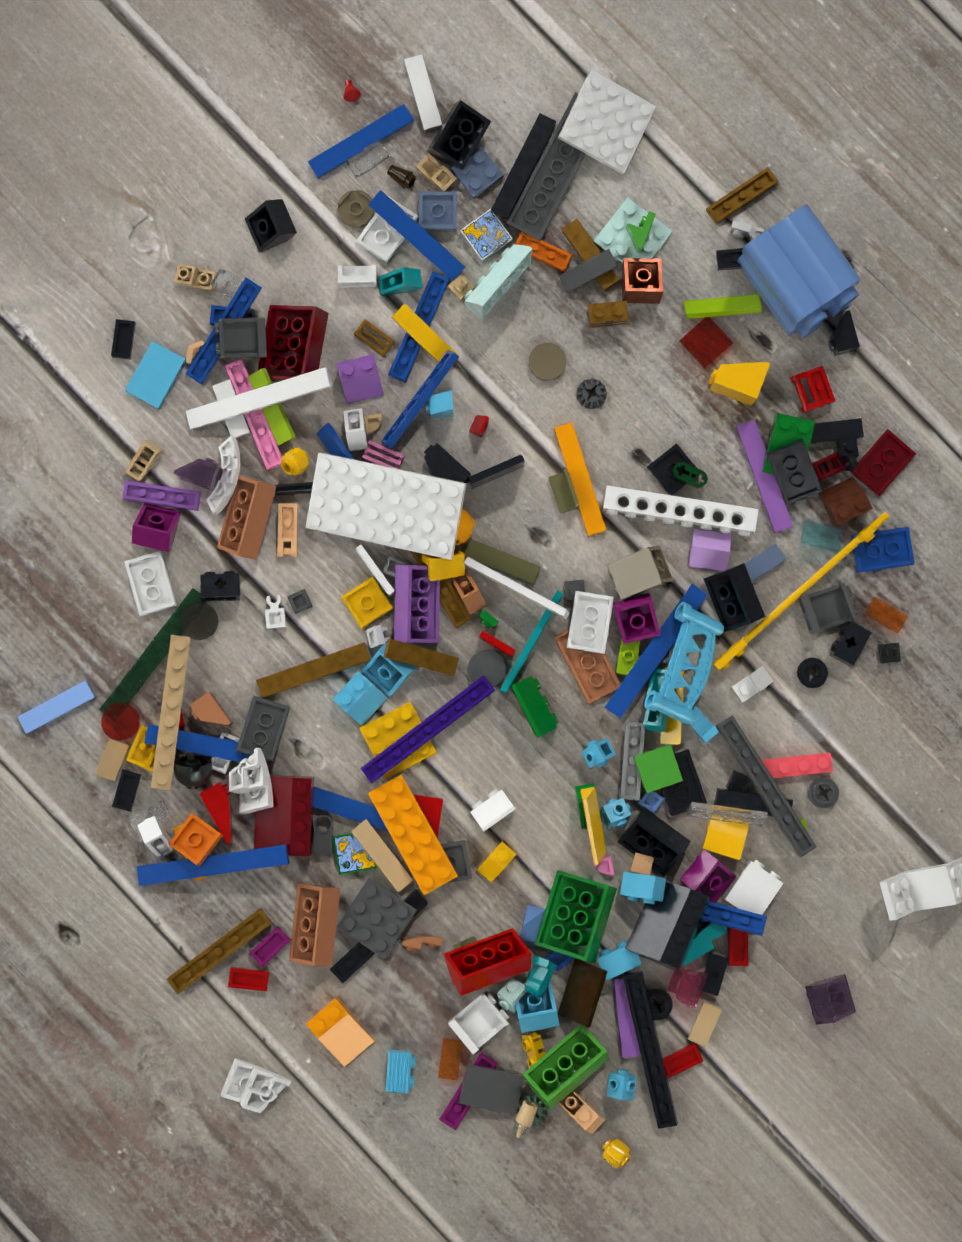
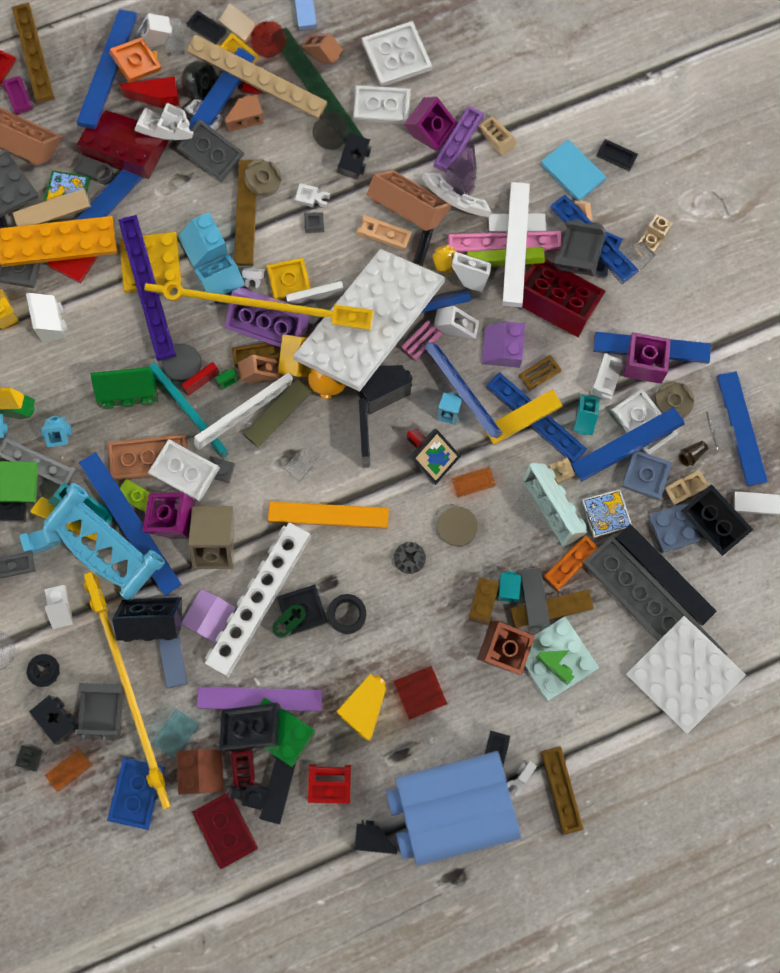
camera: 110 degrees right, 10 degrees down
(90, 588) = (396, 54): none -> white plate
(111, 664) = (322, 48): none -> nougat slope
(270, 224) = (684, 316): black slope -> none
(272, 667) = (262, 177): none -> dark tan tile
(301, 431) = (471, 271): none -> white slope
(311, 244) = (679, 349): none -> blue tile
(327, 243) = (647, 358): none -> magenta slope
(372, 423) = (457, 343): tan tile -> none
(398, 527) = (341, 315): none -> yellow bar
(421, 657) = (211, 310): pearl gold tile -> none
(492, 402) = (434, 456): none -> tile
(501, 361) = (473, 482): none -> clear orange tile
(564, 492) = (321, 494): olive panel -> none
(586, 295) = (509, 587): none -> teal brick
(663, 414) = (362, 613): none -> black tyre
(722, 306) = (450, 722): lime tile -> none

